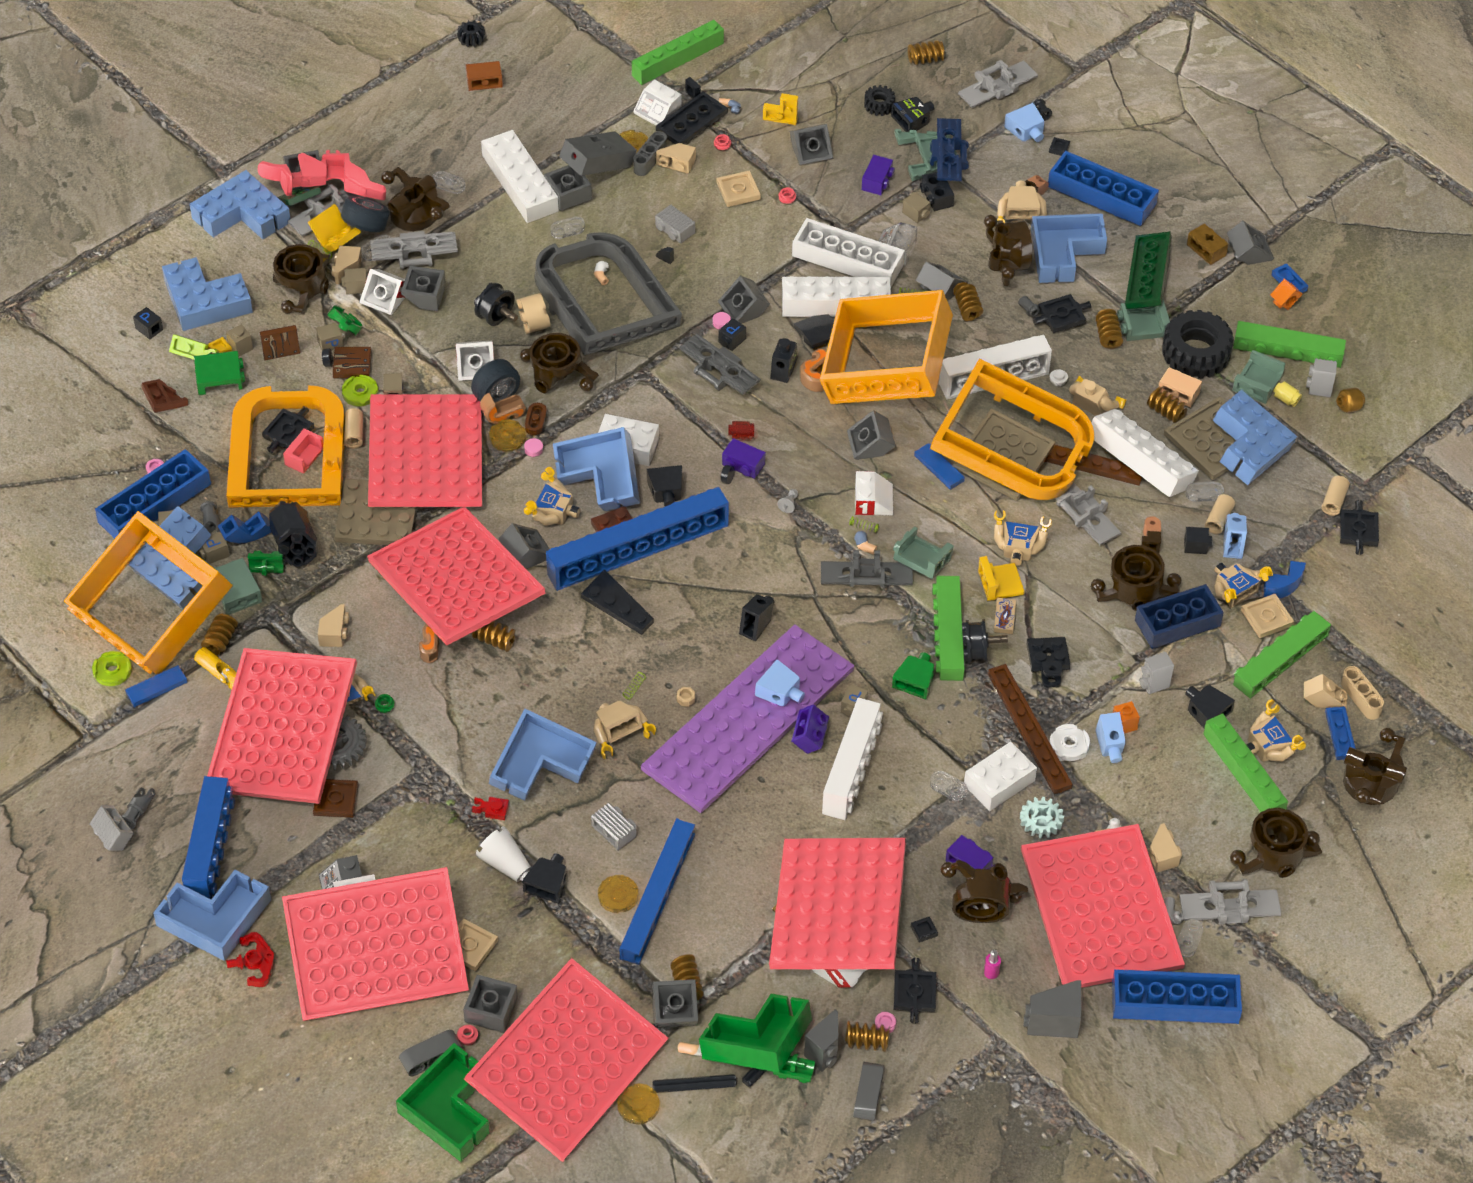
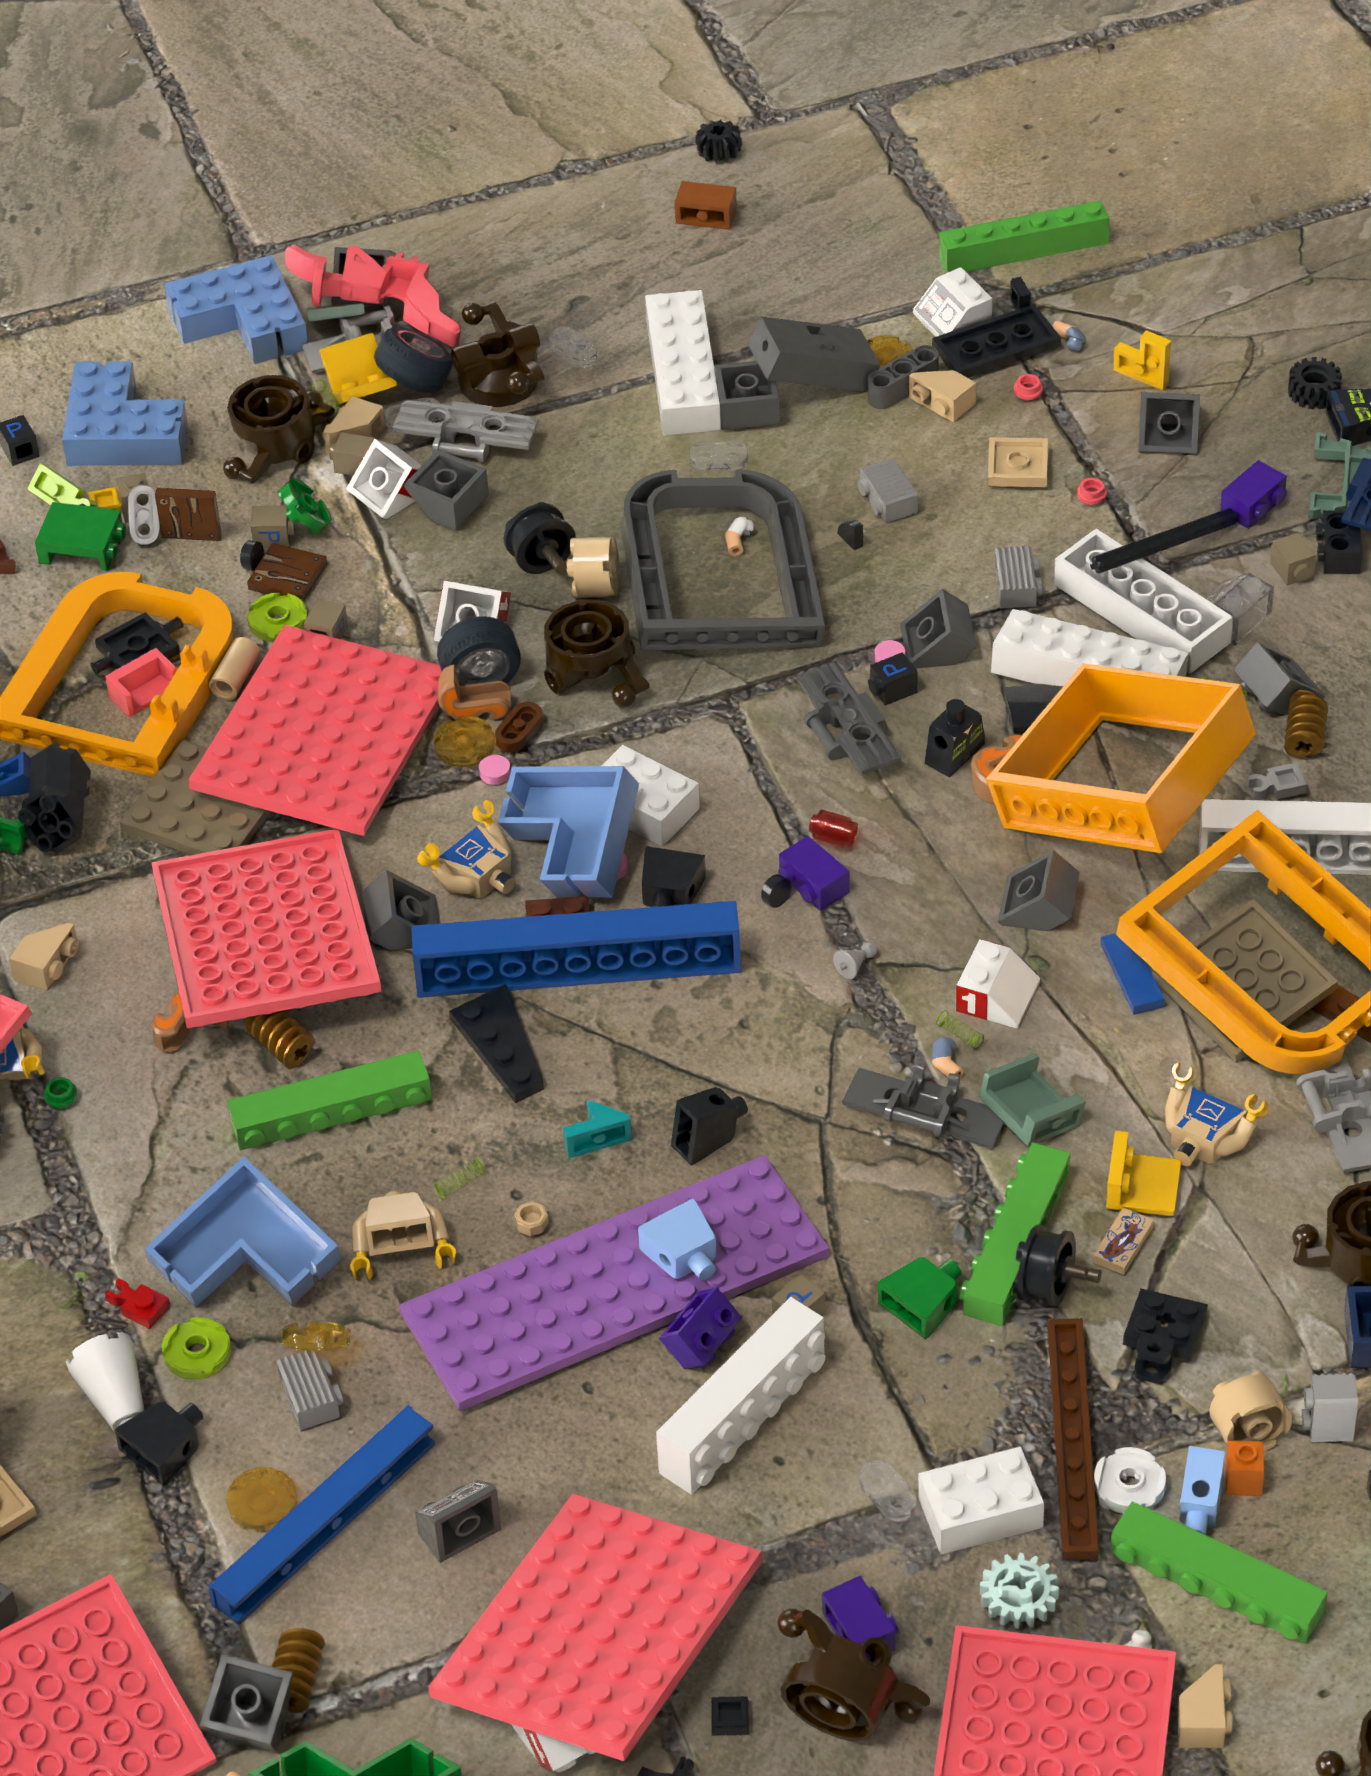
camera: 25 degrees right, 5 degrees down
(251, 349) = (142, 514): none -> light grey plate
(541, 663) = (329, 1100): none -> bright green brick
(541, 832) = (196, 1364): none -> lime tile
(604, 796) = (316, 1336): none -> clear yellow tile
(698, 636) = (602, 1130): none -> teal slope
(733, 870) = (459, 1519): none -> dark grey slope
(770, 257) = (1016, 577): none -> light grey brick
(846, 215) = (1163, 540): none -> black axle
(969, 337) = (1280, 780): none -> light grey plate
(1116, 687) = (1250, 1410): none -> tan brick
(1137, 776) = (1219, 1572): none -> bright green brick

